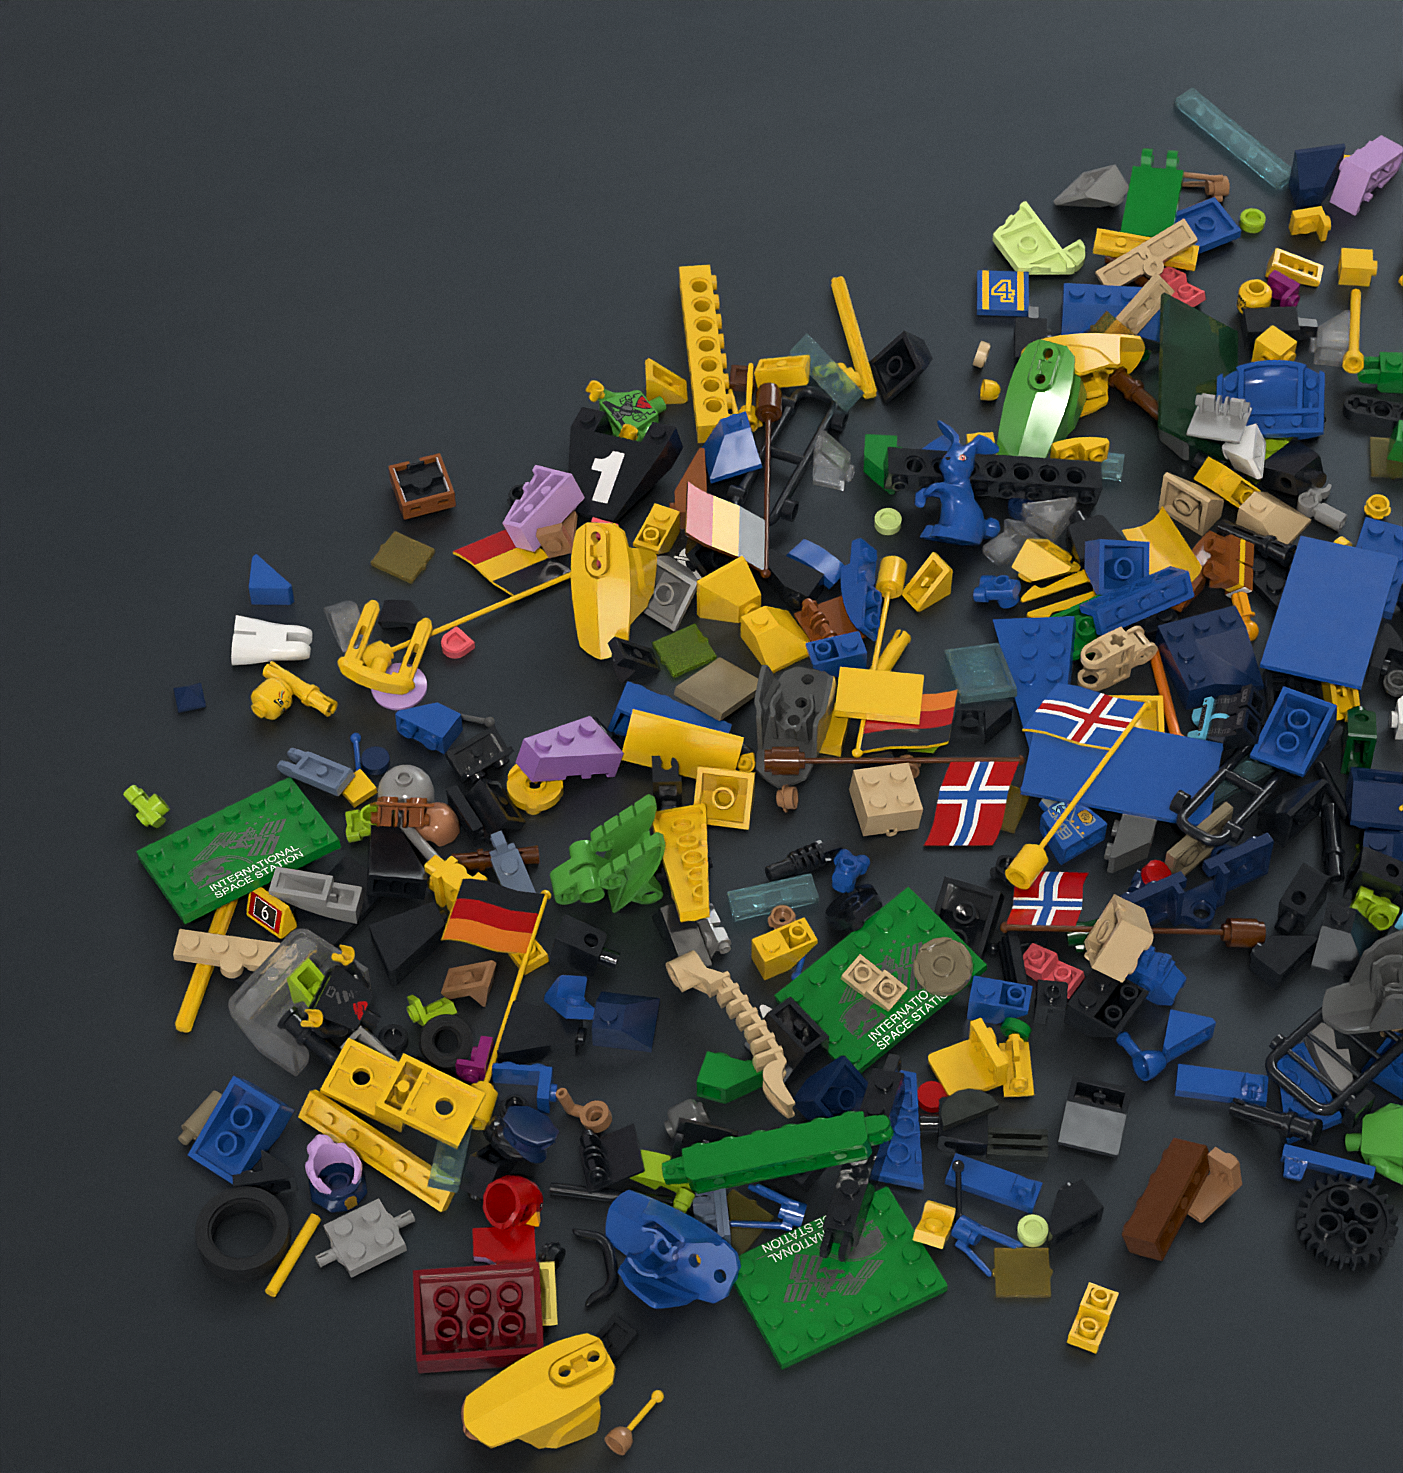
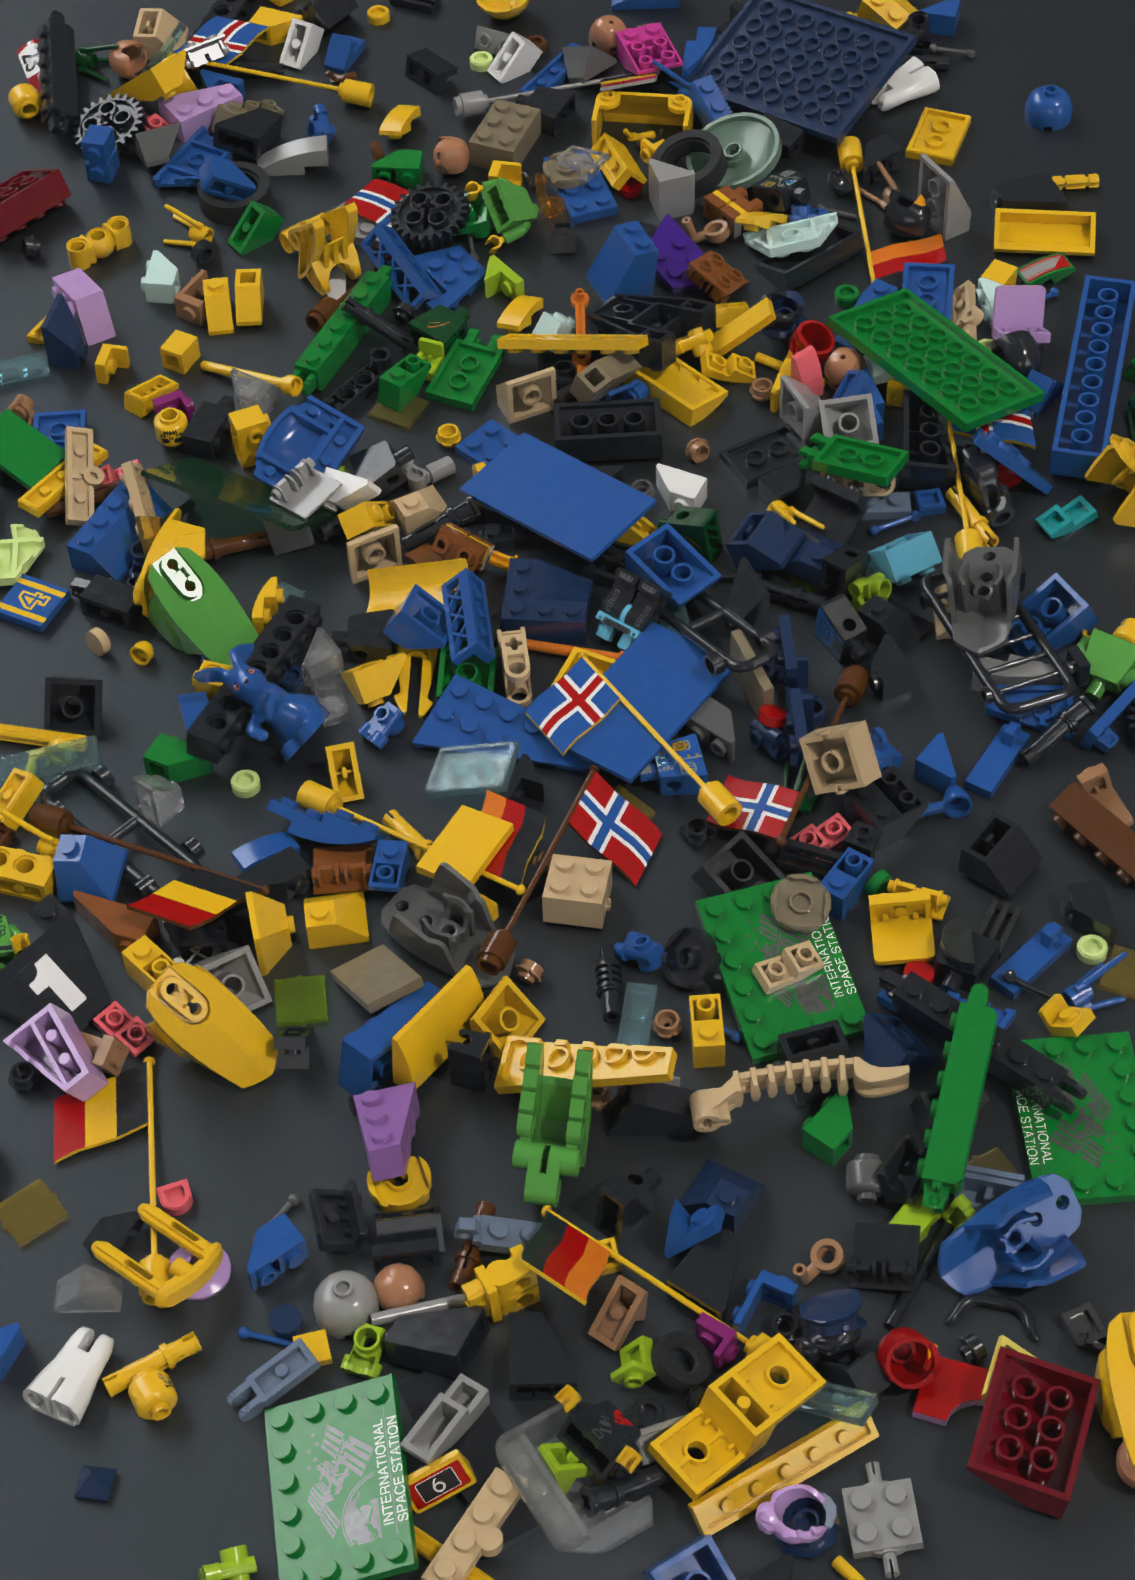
camera: 65 degrees left, 5 degrees down
(415, 806) = (389, 1302): dark orange hinge -> none
(790, 1211) = (1002, 1128): blue plant -> none
(1252, 220) = (74, 400): lime tile -> none

